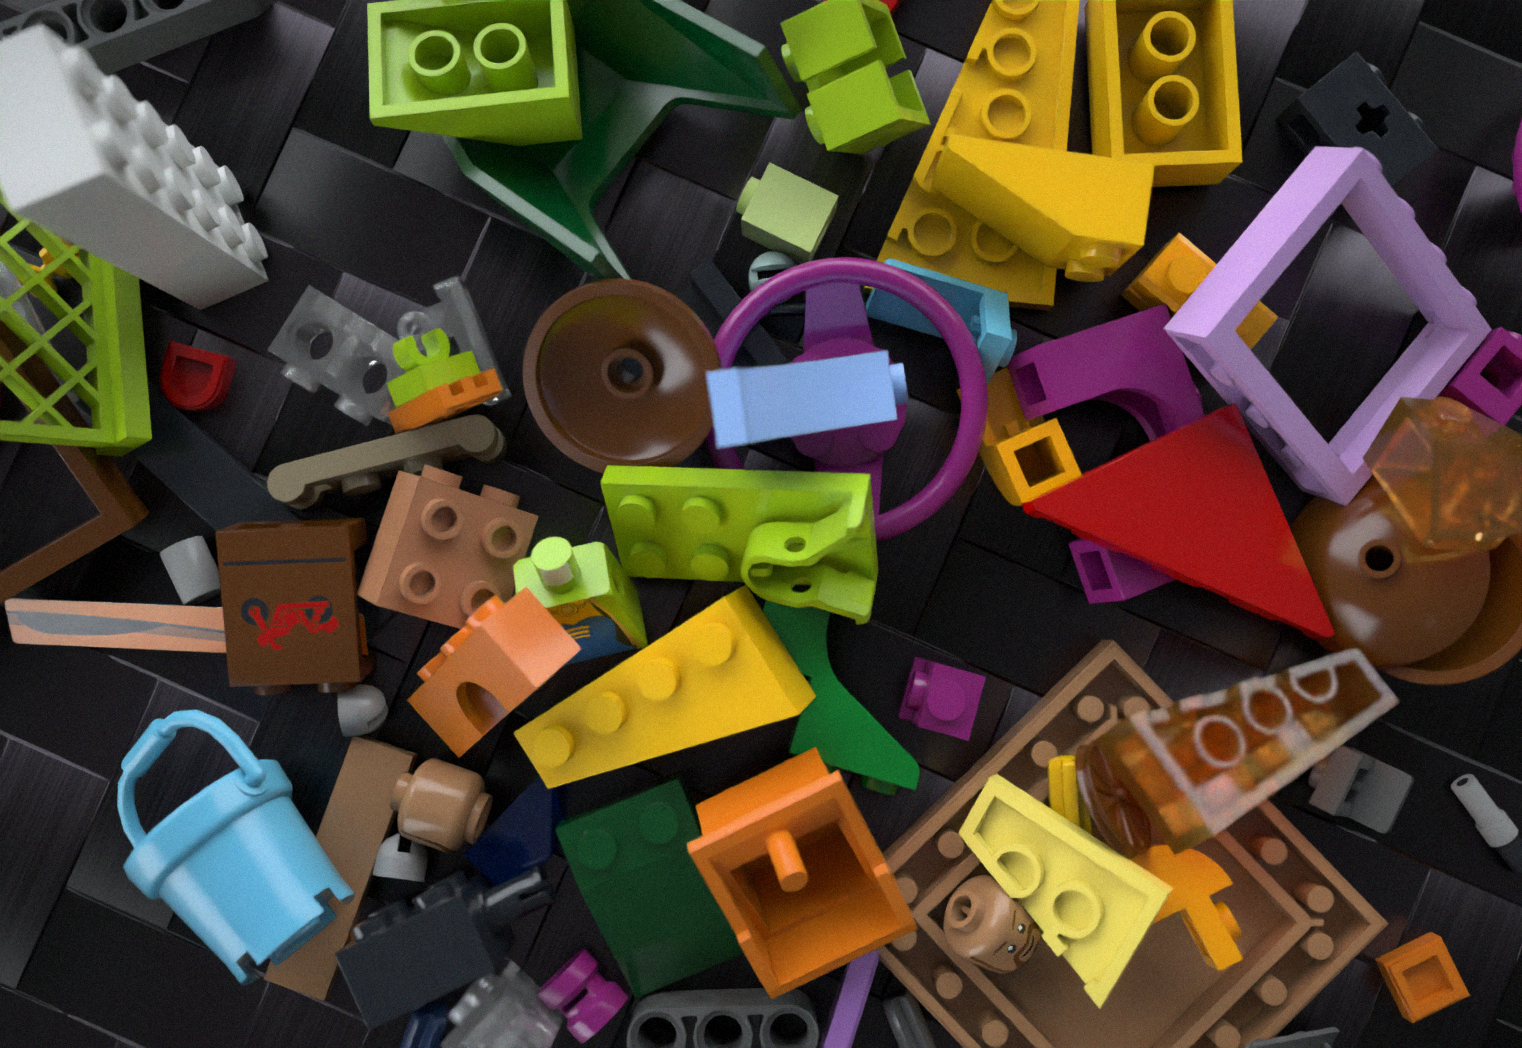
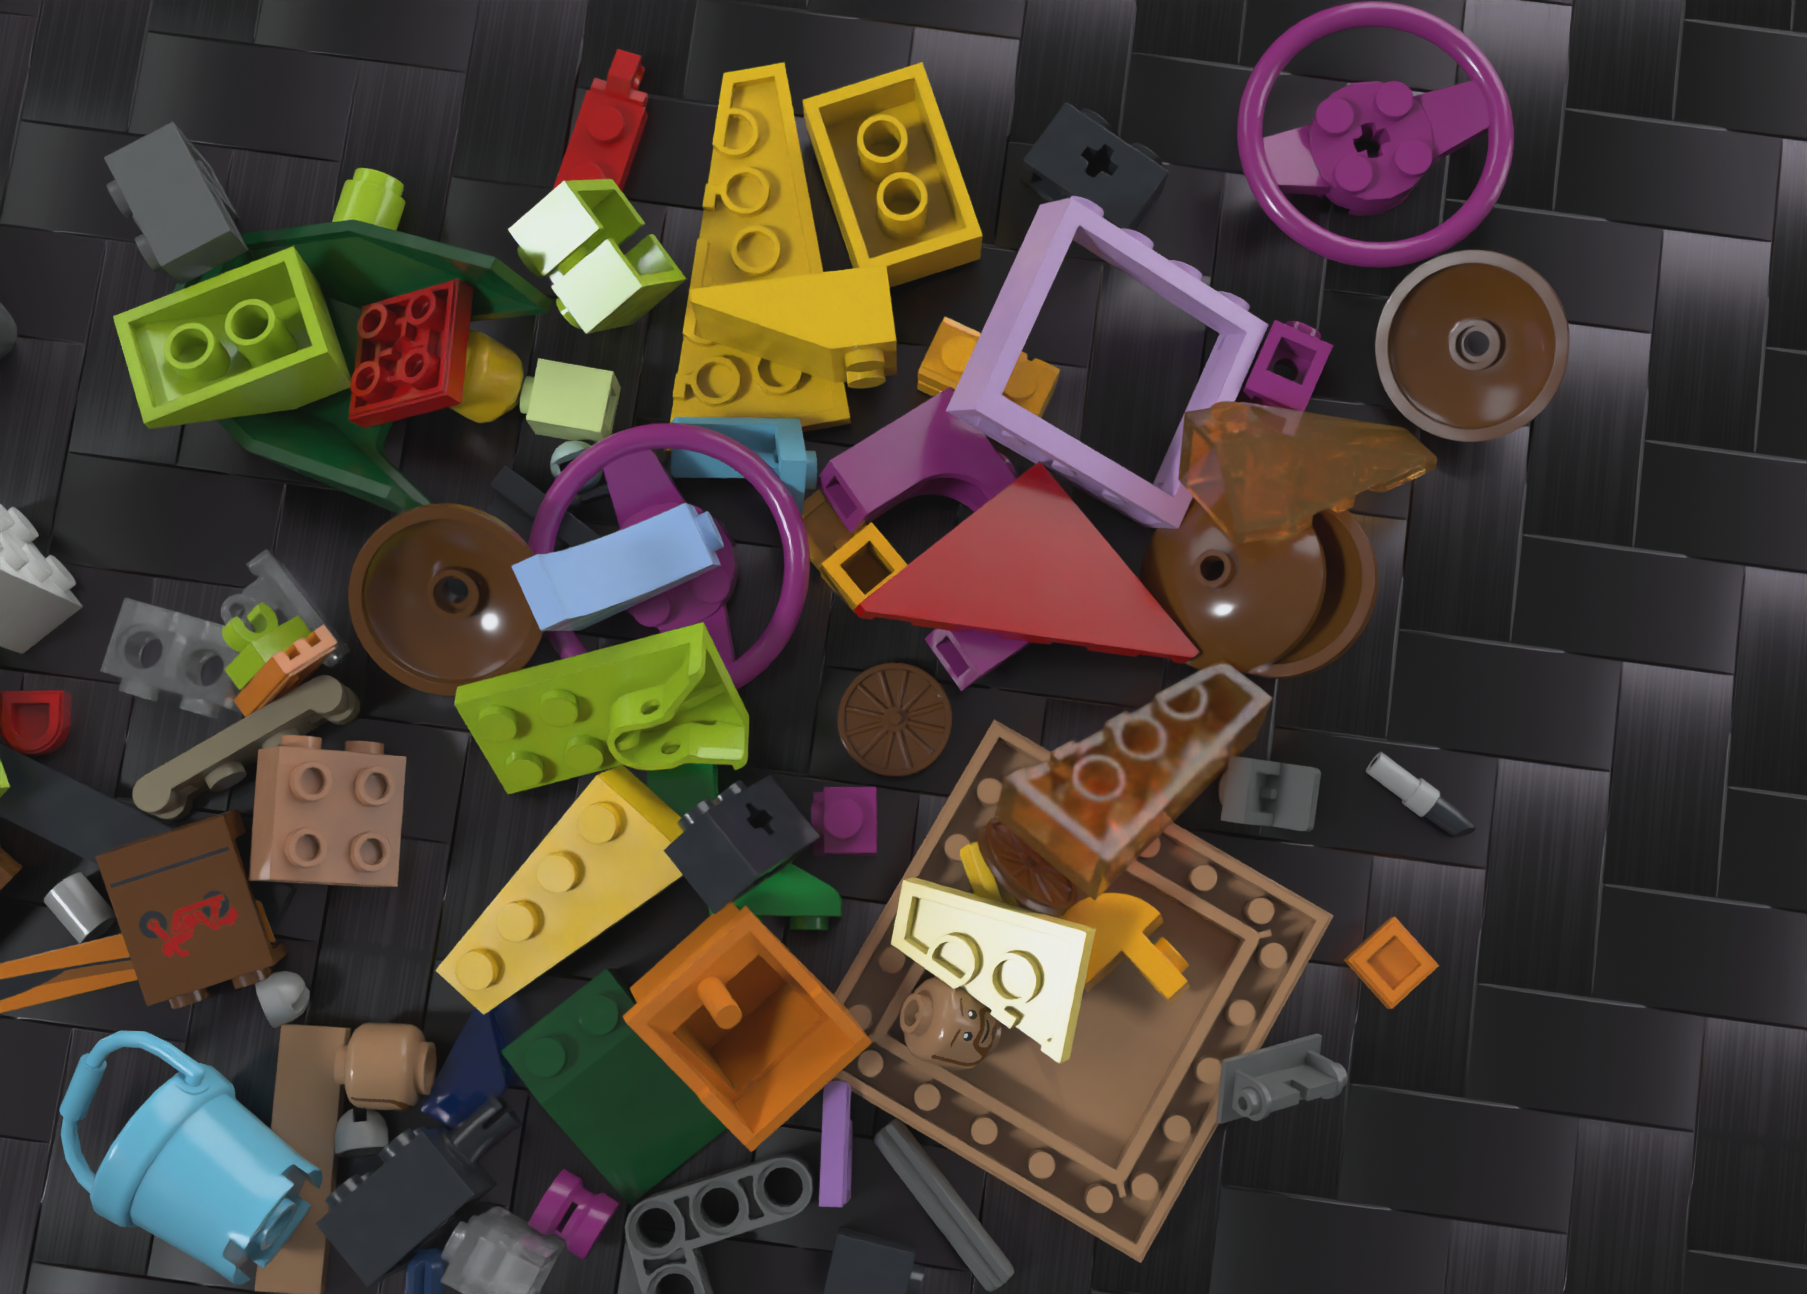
camera: 15 degrees left, 5 degrees down
(490, 668) = (392, 913): orange arch -> none
(585, 595) = (463, 831): lime torso -> none
(648, 123) = (411, 354): none -> red tile
(702, 162) = (490, 380): none -> yellow head
(845, 702) = (739, 841): none -> black brick
(1012, 609) = (894, 720): none -> reddish brown wheel

